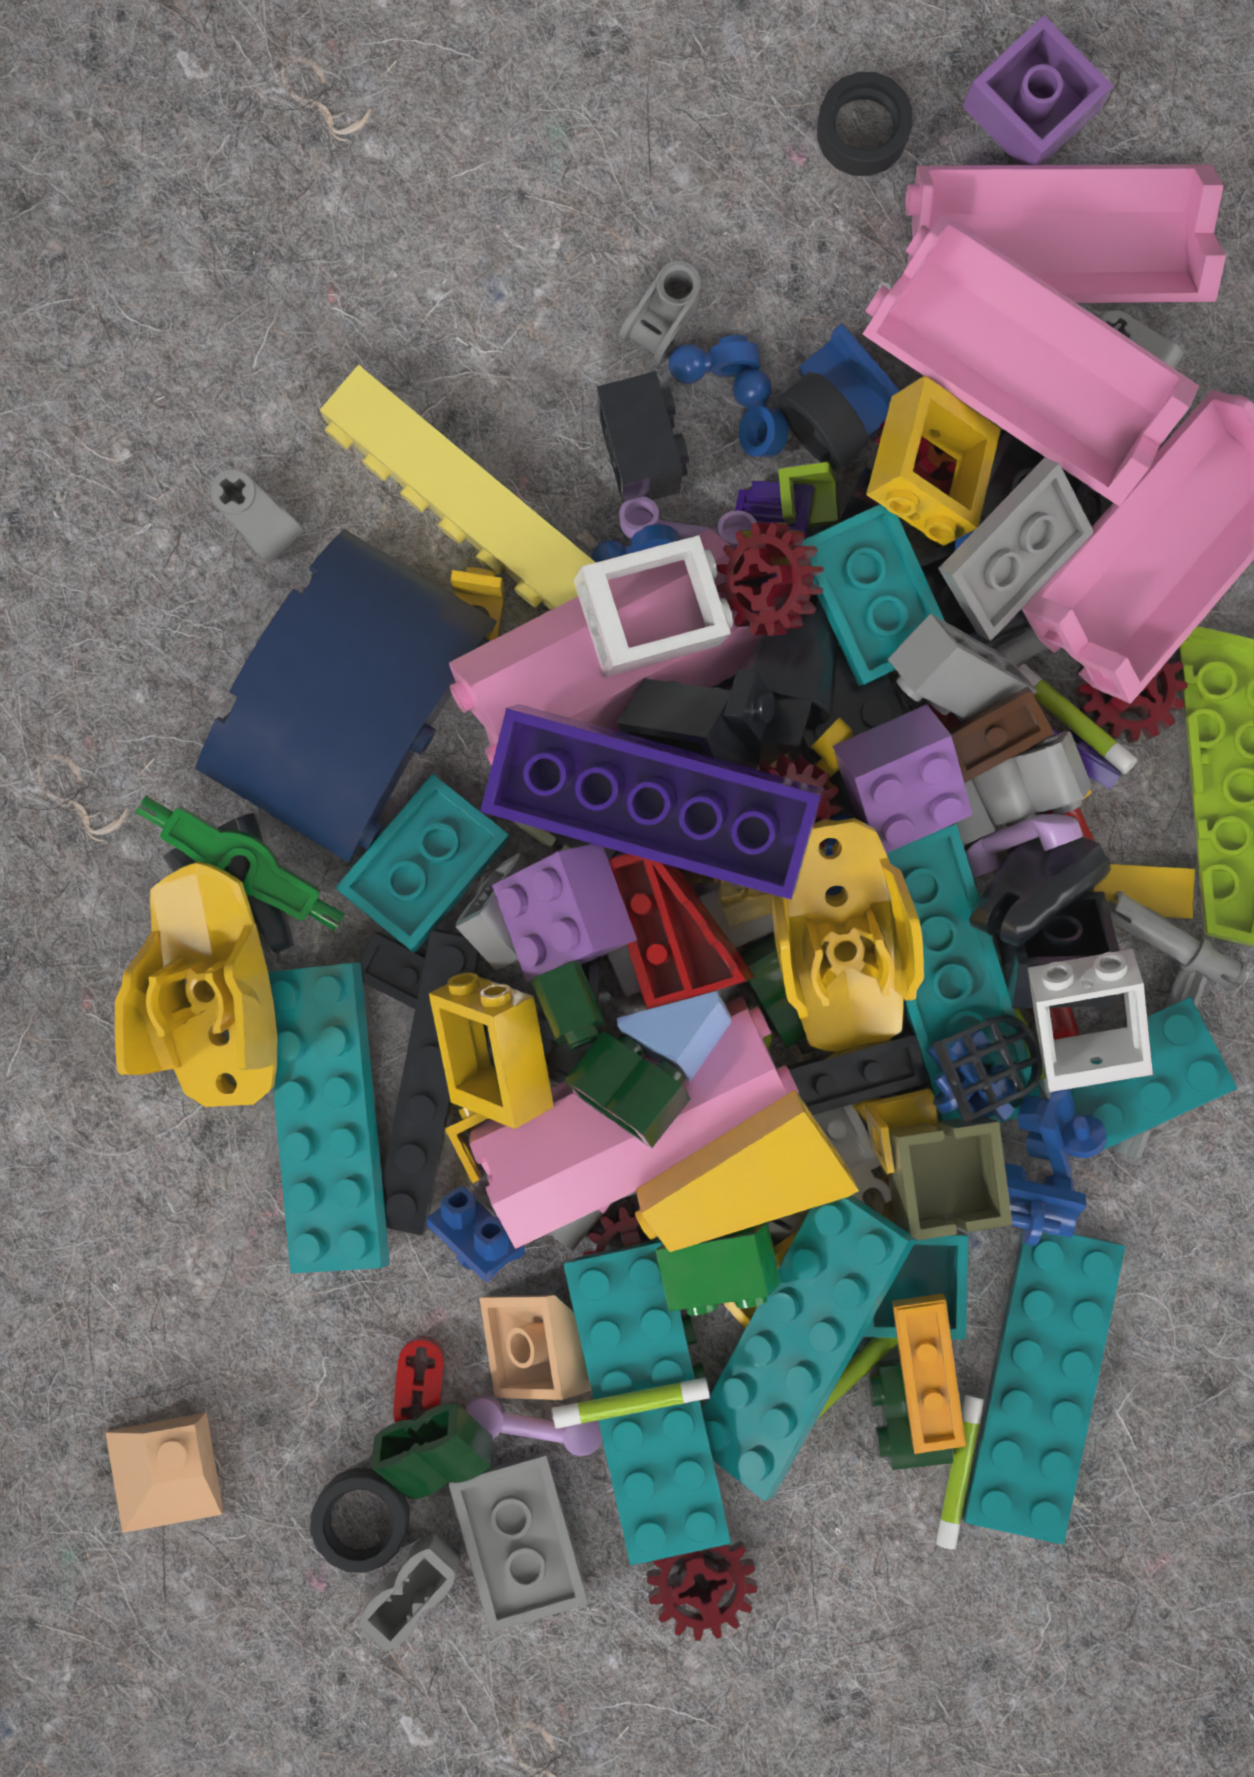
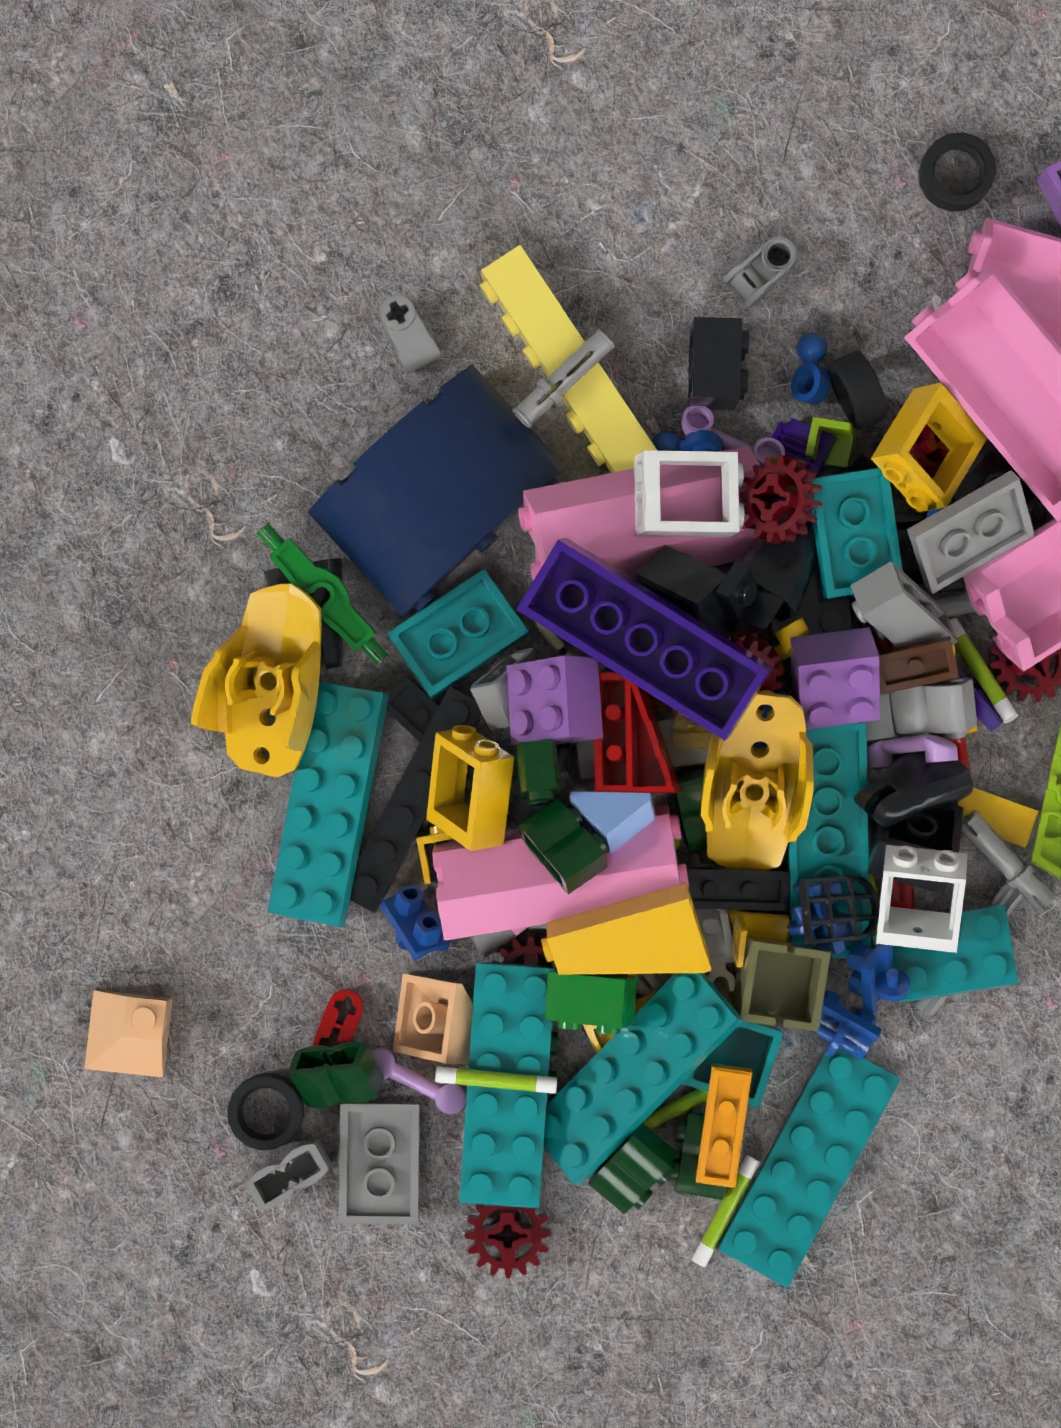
camera: 15 degrees right, 0 degrees up
(481, 589) = (561, 440): yellow bracket -> none
(487, 459) = (597, 345): none -> light grey pin
(728, 358) = (802, 320): blue plate -> none
(834, 1458) = (634, 1169): none -> dark green brick
(855, 376) = (890, 363): blue panel -> none

